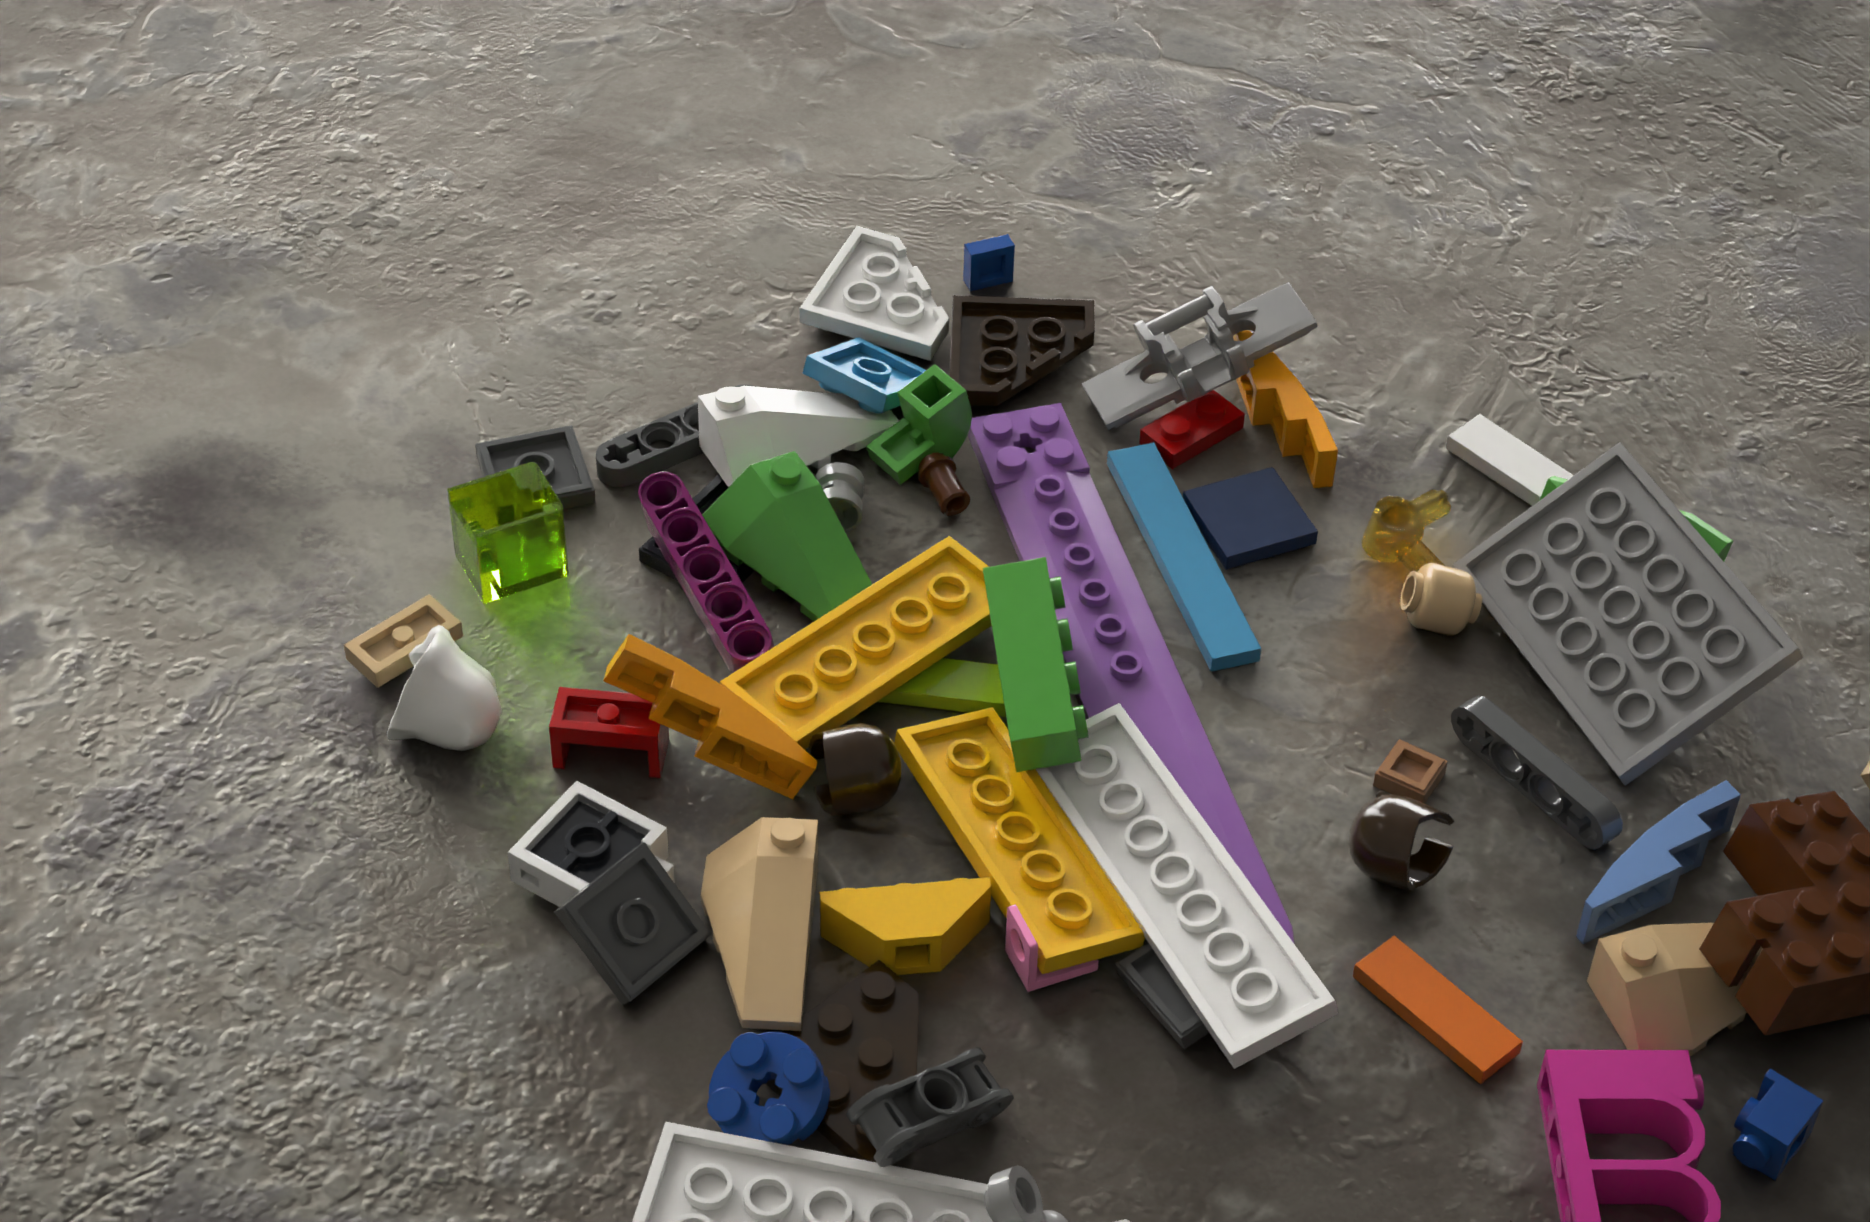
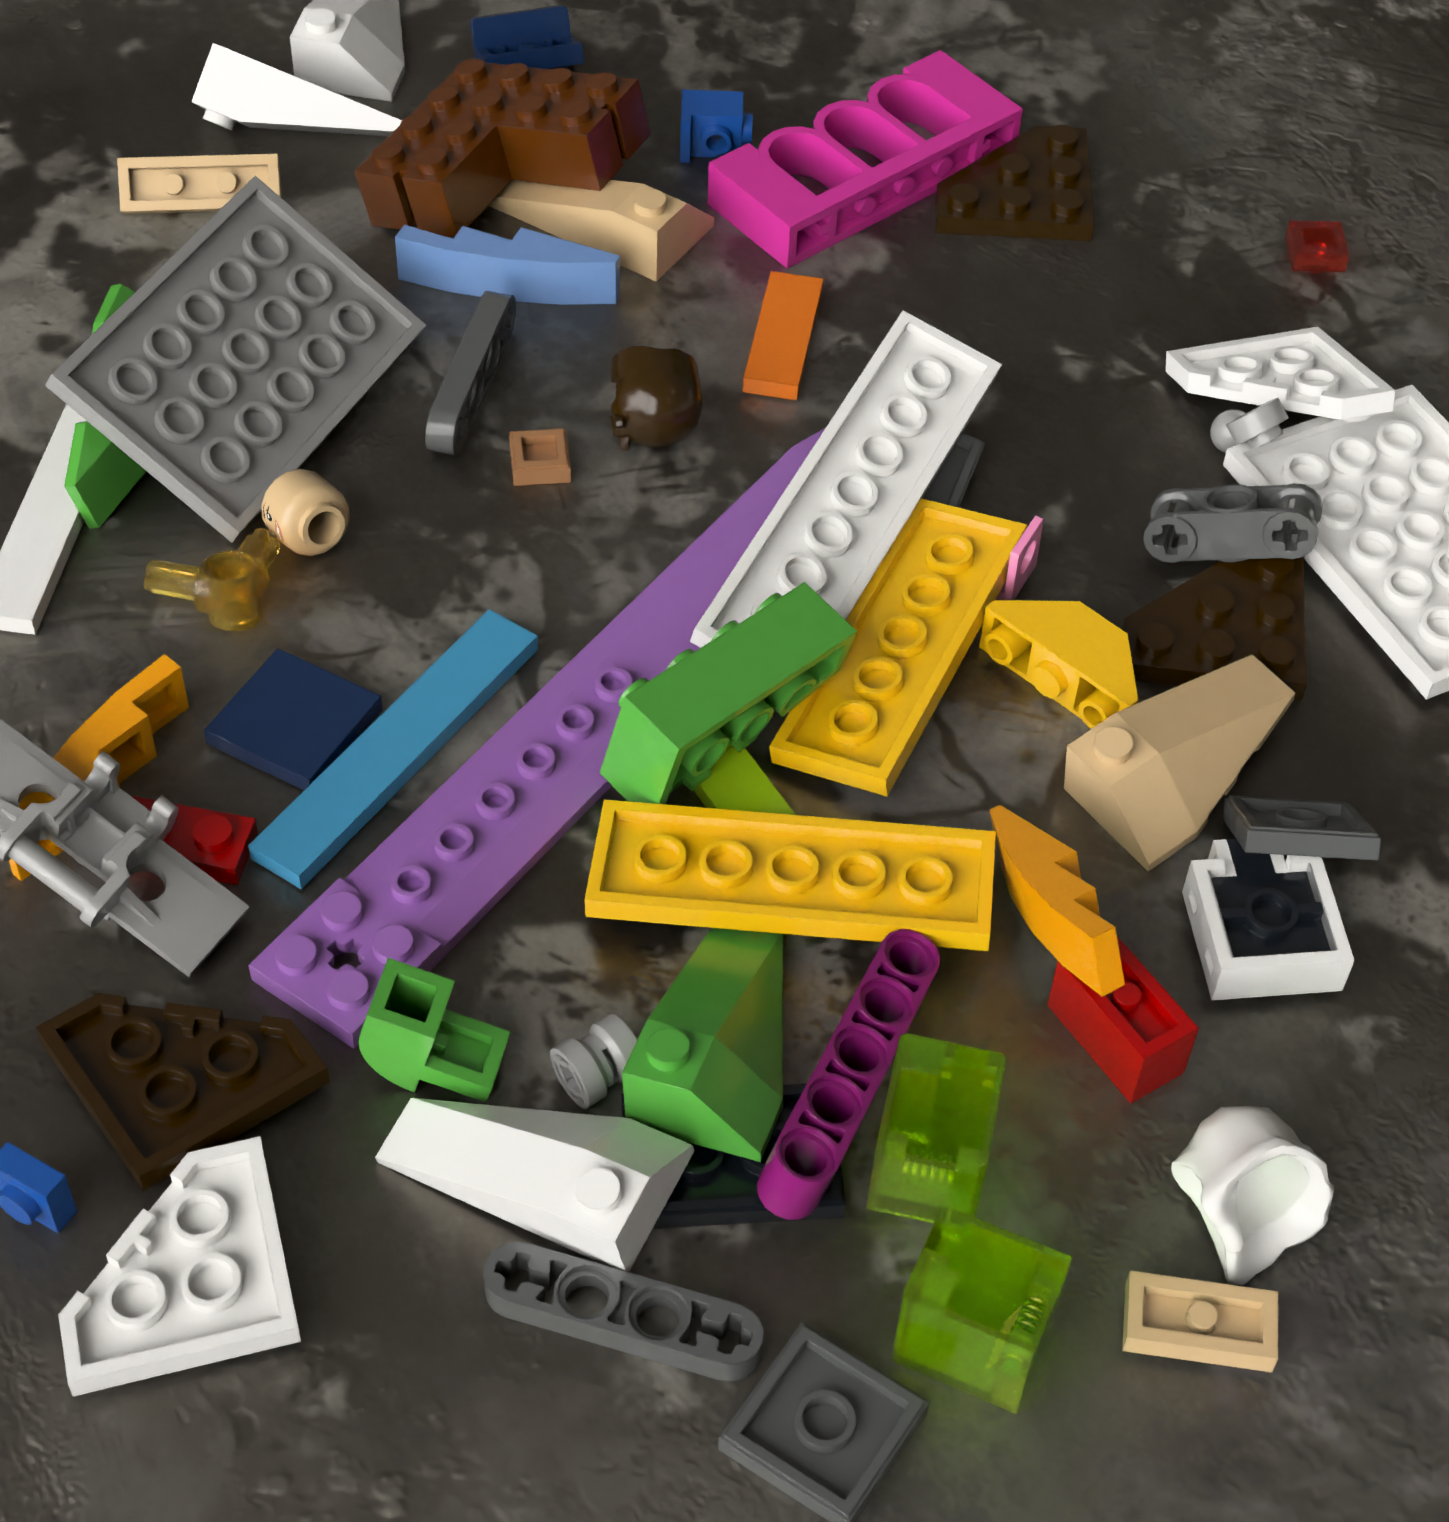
camera: 130 degrees left, 5 degrees up
(627, 583) = (935, 1128): none -> clear neon green piece
(753, 1062) = (1331, 638): blue plate -> none
(859, 766) = (957, 781): dark brown helmet -> none
(862, 373) = (370, 1158): dark azure plate -> none
(939, 475) = (483, 985): reddish brown pin -> none

